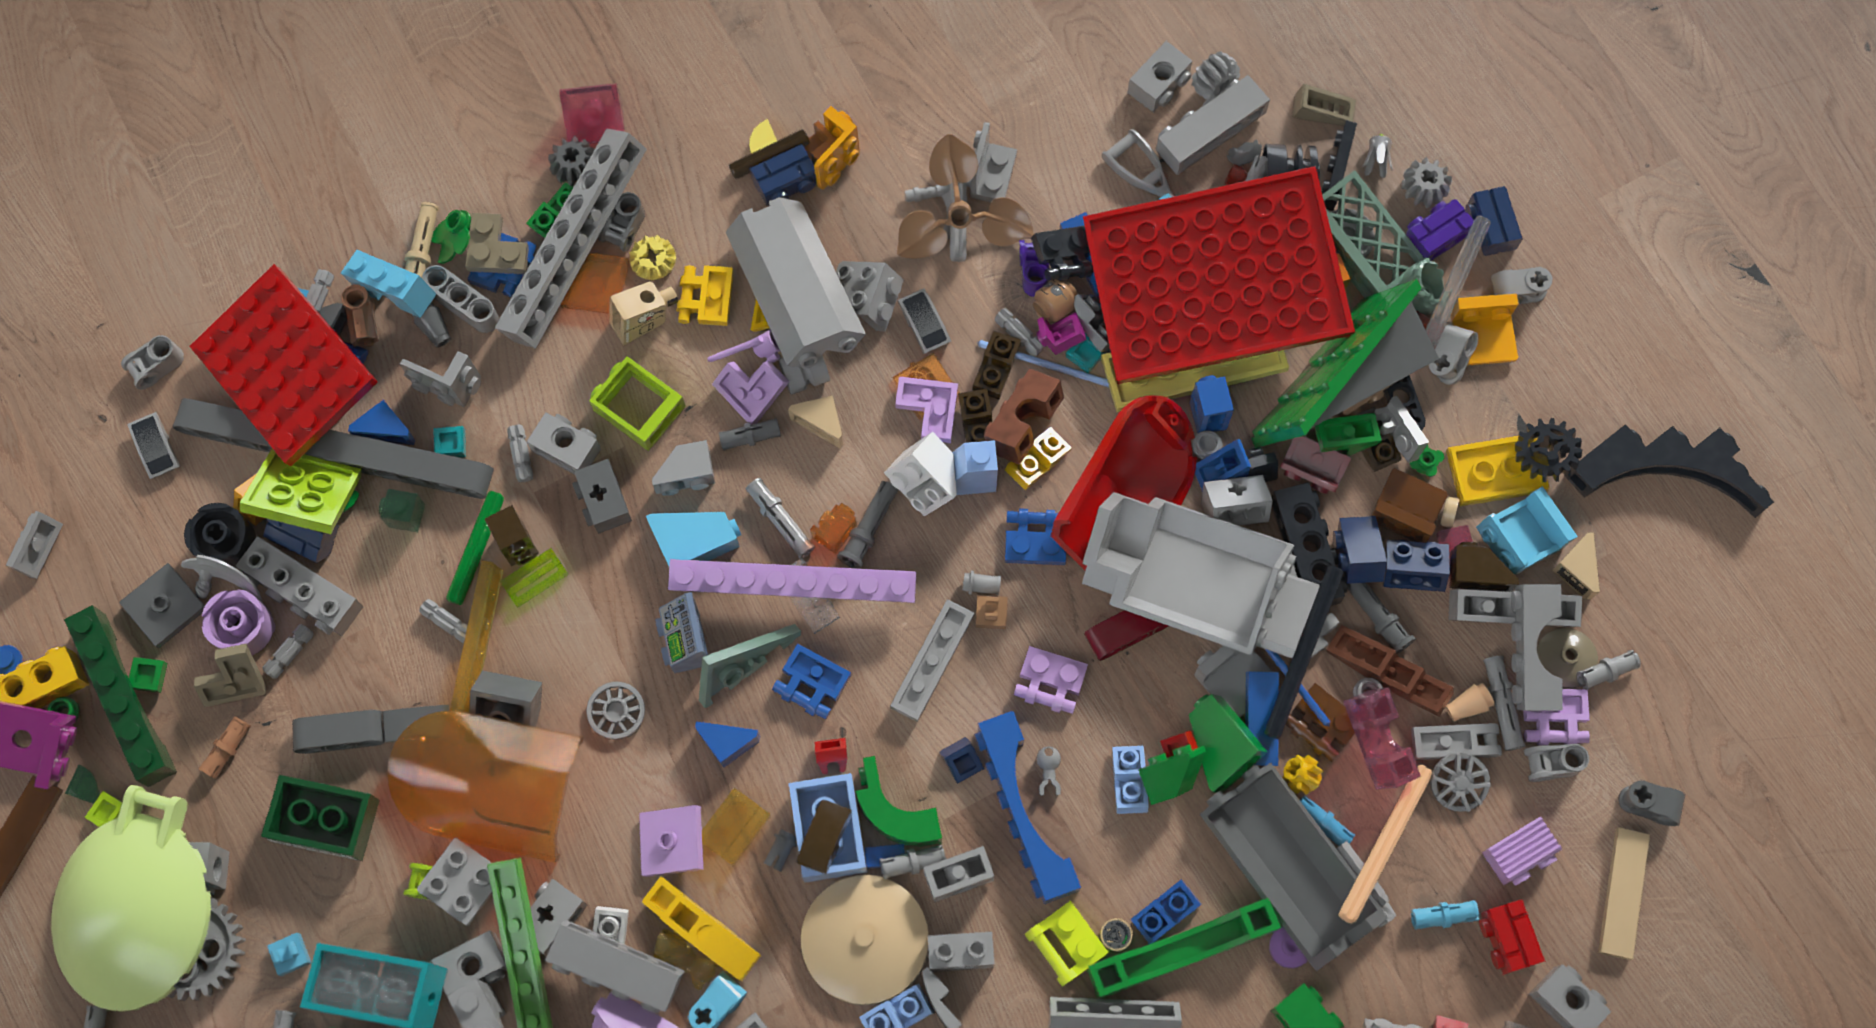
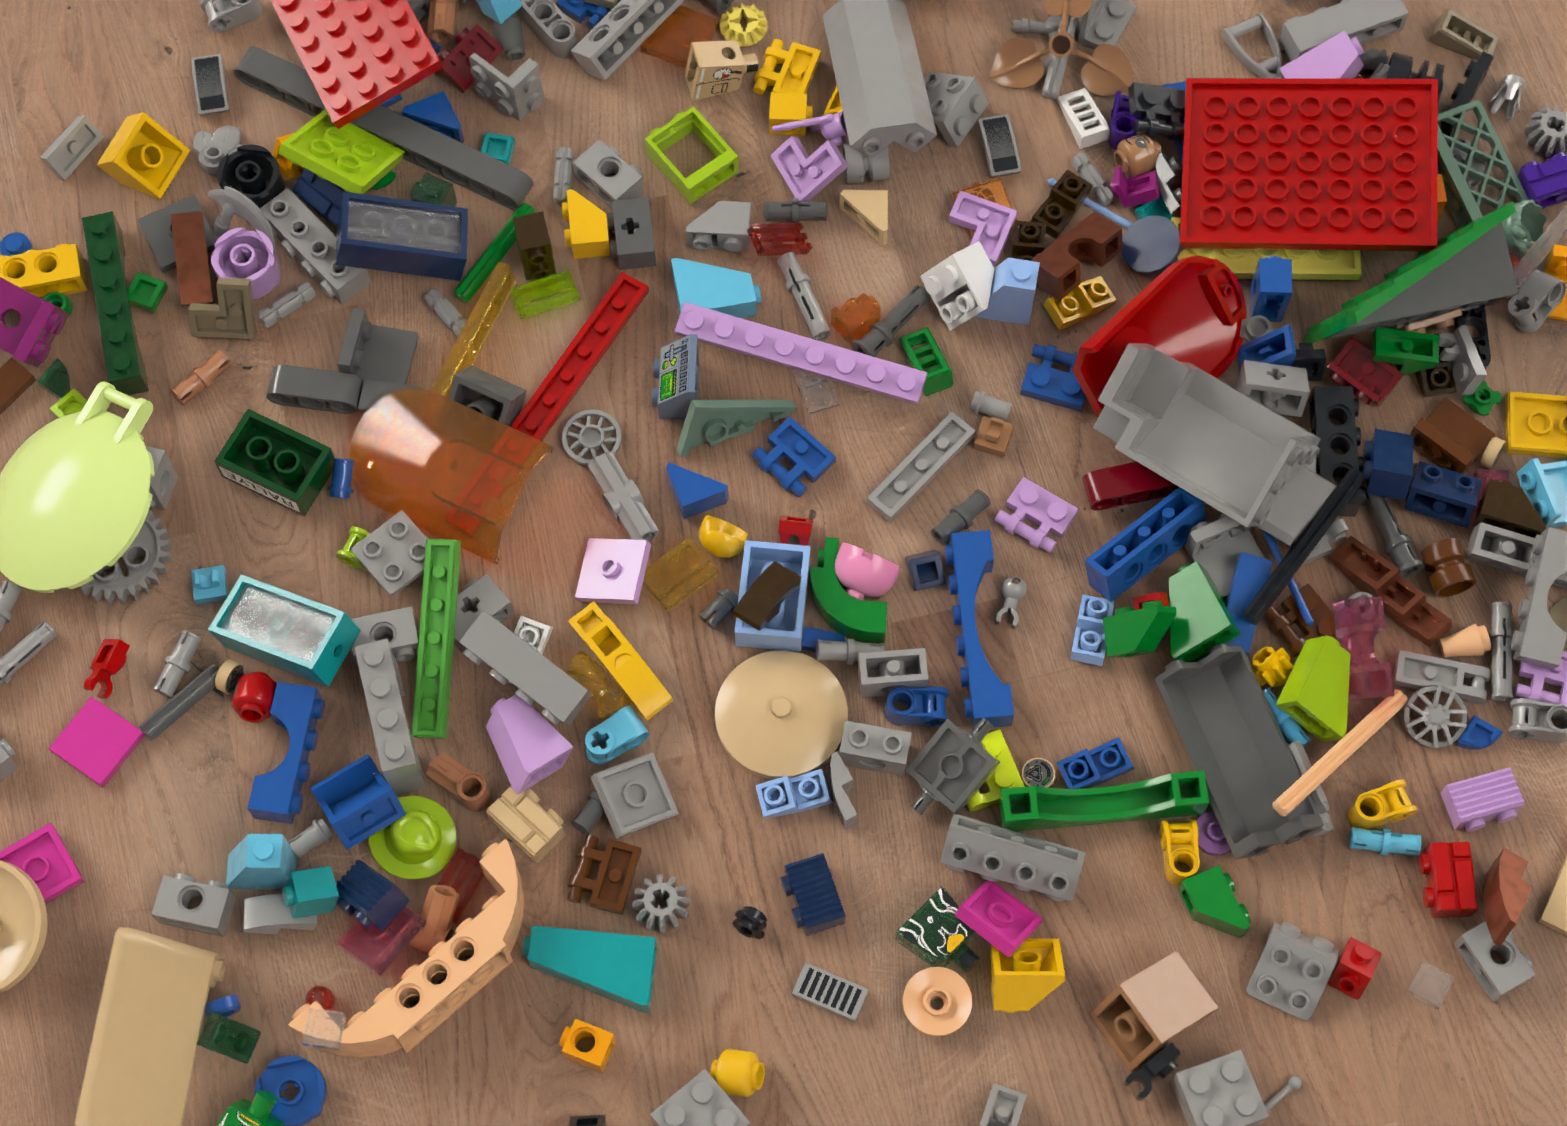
camera: 15 degrees right, 5 degrees down
(107, 536) = (143, 156): none -> yellow slope
(179, 505) = (215, 146): none -> light grey plate
(183, 631) = (191, 258): none -> copper slope
(381, 560) = (401, 236): none -> brick
(388, 679) = (376, 350): none -> dark grey bracket
(388, 815) = (341, 478): none -> blue pin
(397, 345) = (457, 62): none -> dark red bracket
(557, 502) = (588, 227): none -> yellow slope
(584, 636) = (581, 357): none -> red plate
(662, 766) = (623, 498): none -> light grey piece
(718, 336) = (786, 109): none -> yellow brick
(758, 460) = (776, 235): none -> clear red tile
(765, 780) = (721, 537): none -> yellow hair
(907, 782) = (864, 573): none -> bright pink cylinder
(925, 565) = (939, 376): none -> green slope
(981, 701) = (961, 517): none -> dark grey pin
(992, 898) = (920, 706): none -> blue piece
(999, 293) = (1084, 137): none -> white slope
(1037, 952) = (952, 766): none -> dark grey plate
(1090, 387) = (1151, 245): none -> tile
(1157, 687) = (1144, 544): none -> blue brick
(1207, 169) = (1330, 60): none -> lavender slope
(1263, 972) = (1179, 844): none -> yellow piece
(1351, 785) = (1319, 689): none -> lime slope
(1437, 635) = (1447, 564): none -> reddish brown wheel
(1437, 878) = (1387, 803): none -> yellow piece
(1502, 787) = (1478, 734): none -> blue tile
(1566, 943) = (1504, 894): none -> copper slope

